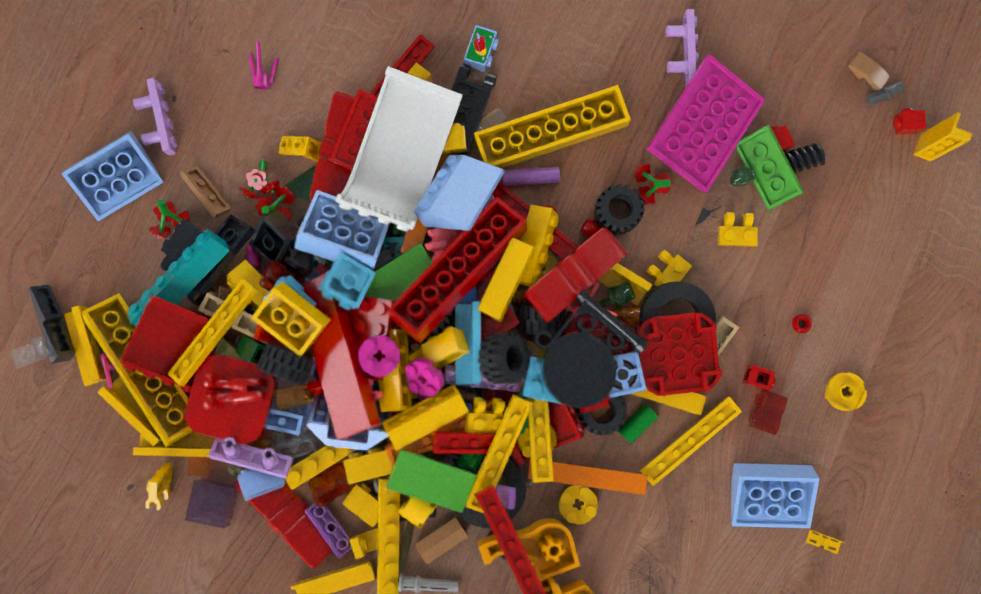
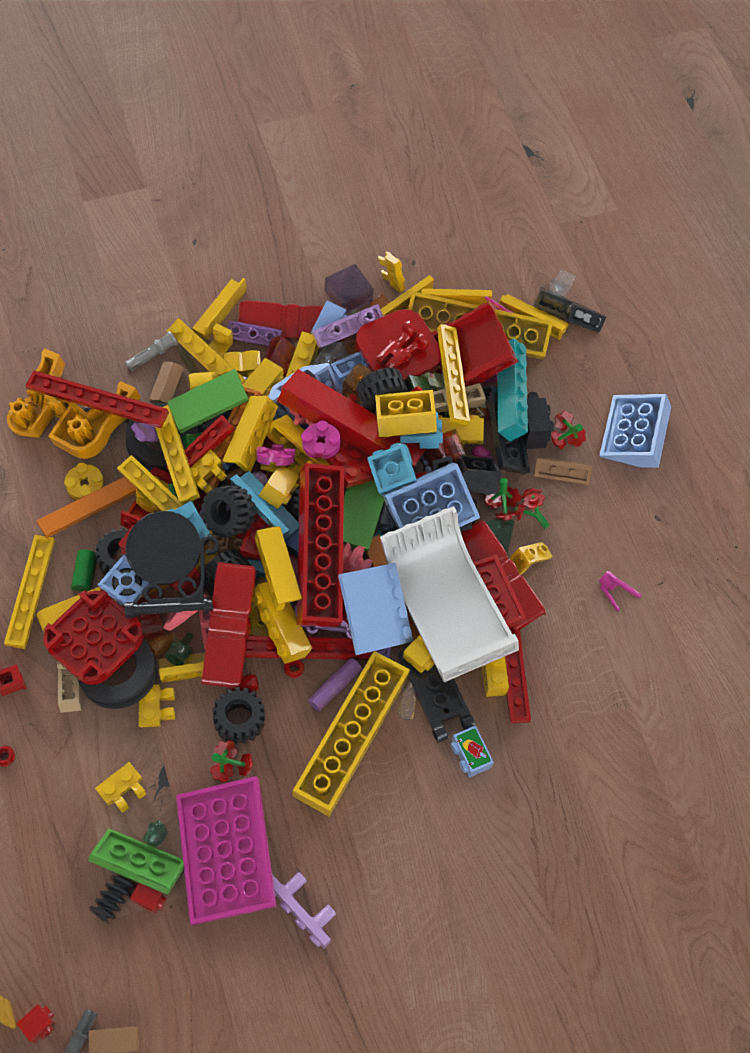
camera: 130 degrees right, 20 degrees down
(164, 125) = (641, 490): lavender plate -> none

